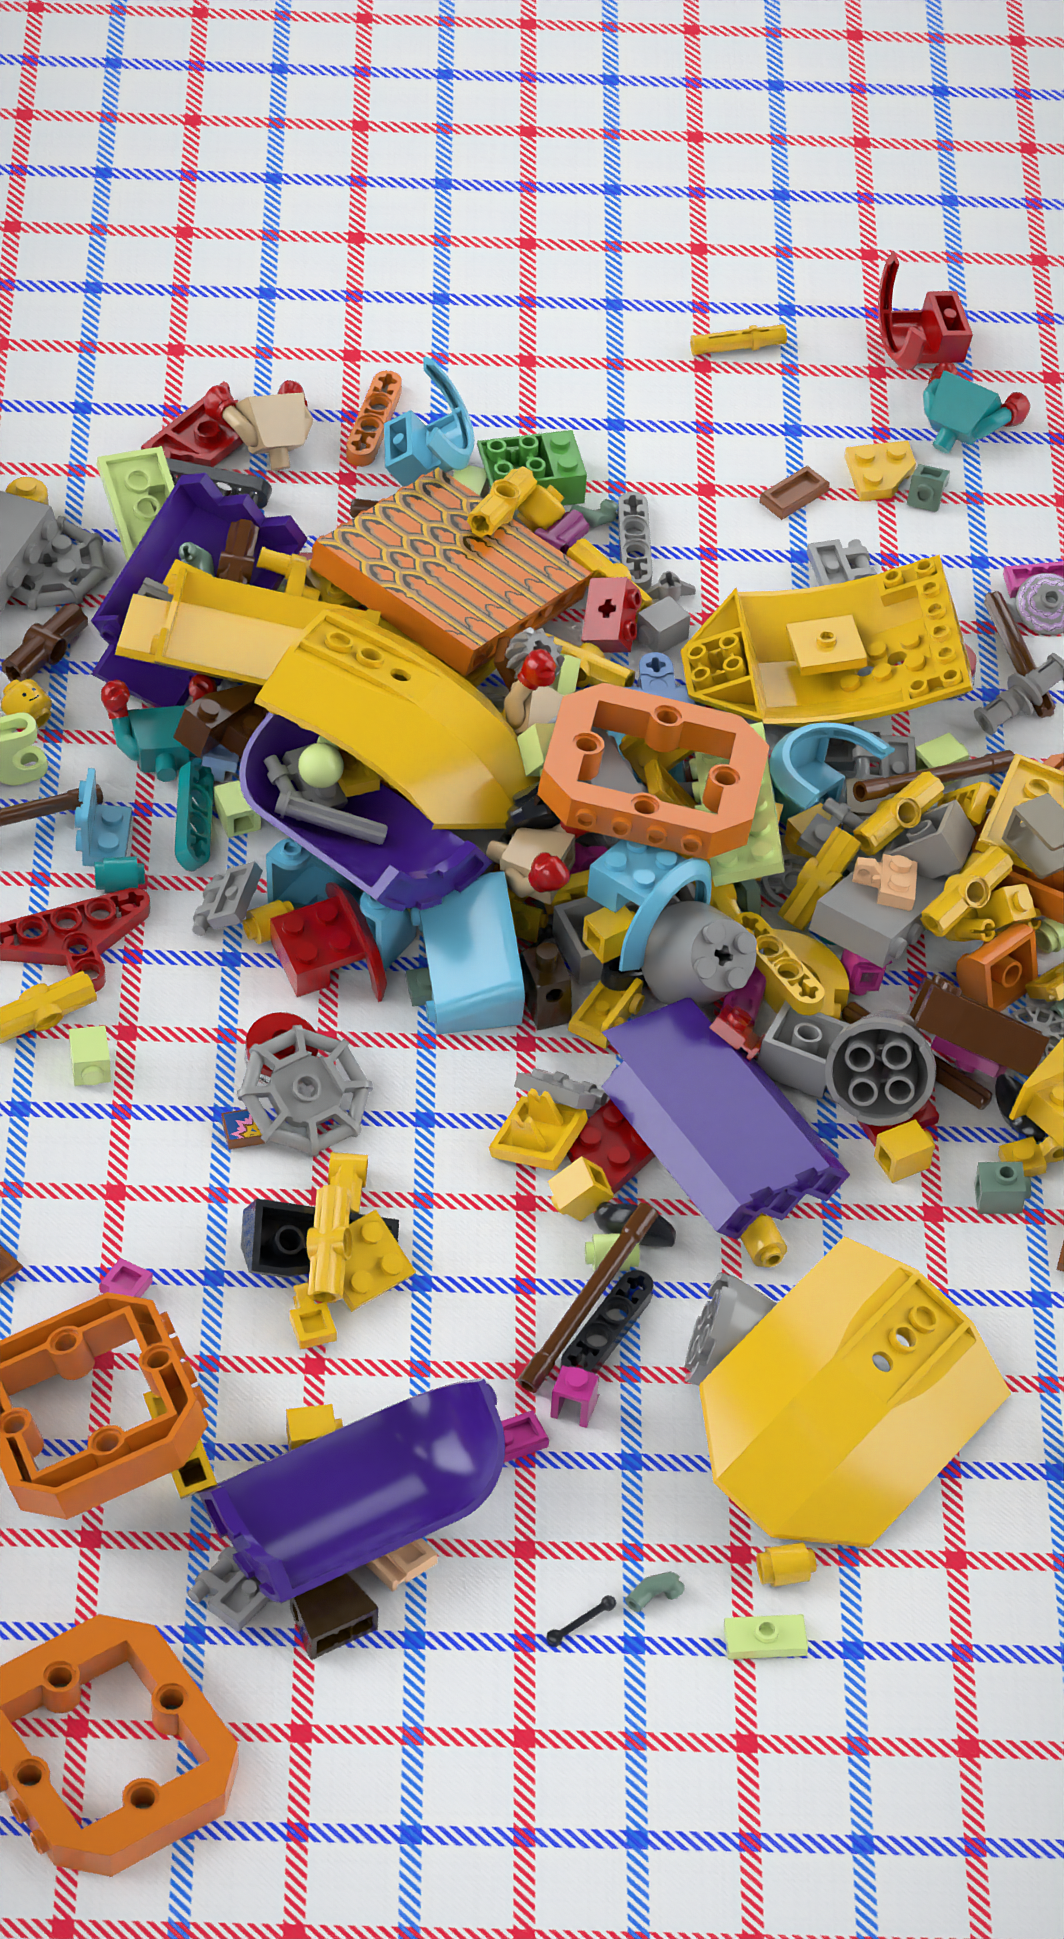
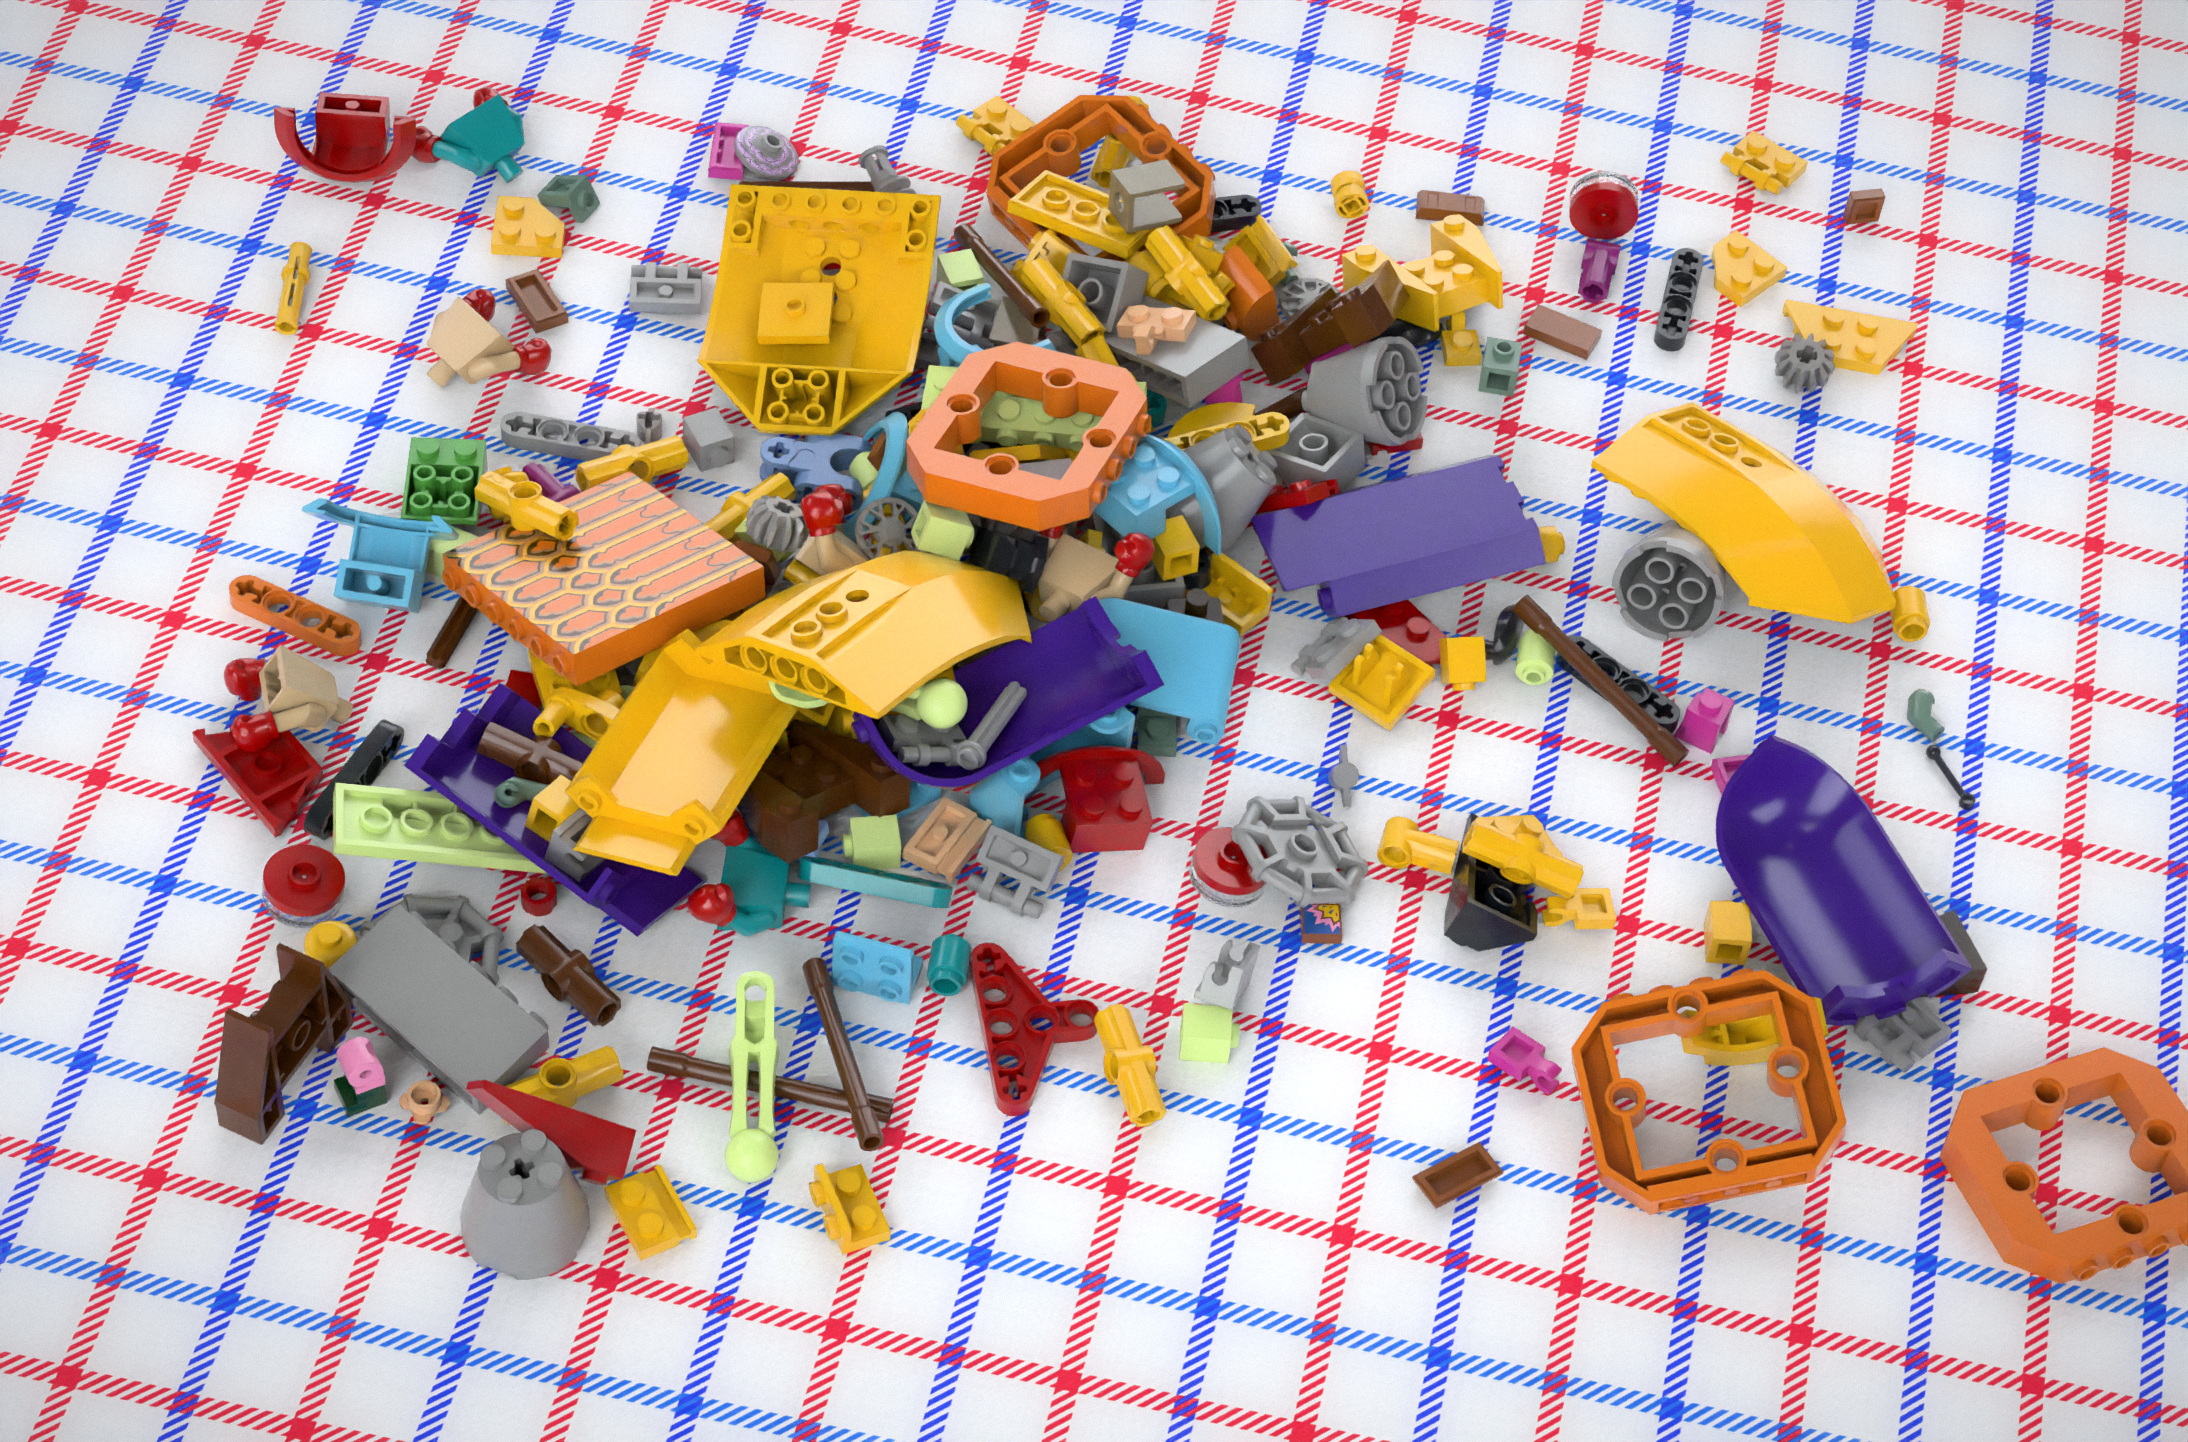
camera: 80 degrees left, 0 degrees up
(28, 698) = (664, 1006): yellow head -> none
(79, 476) = (303, 885): none -> red piece
(143, 1057) = (1227, 979): none -> light grey hinge
(246, 846) = (946, 839): none -> light nougat plate
(416, 1122) = (1343, 776): none -> light grey piece
(601, 516) = (519, 453): sand green arm -> none
(611, 614) = (681, 459): brick -> none
(706, 447) = (475, 347): none -> tan torso
(765, 1636) = (1977, 649): yellowish green plate -> none
(904, 1150) = (1447, 422): yellow brick -> none

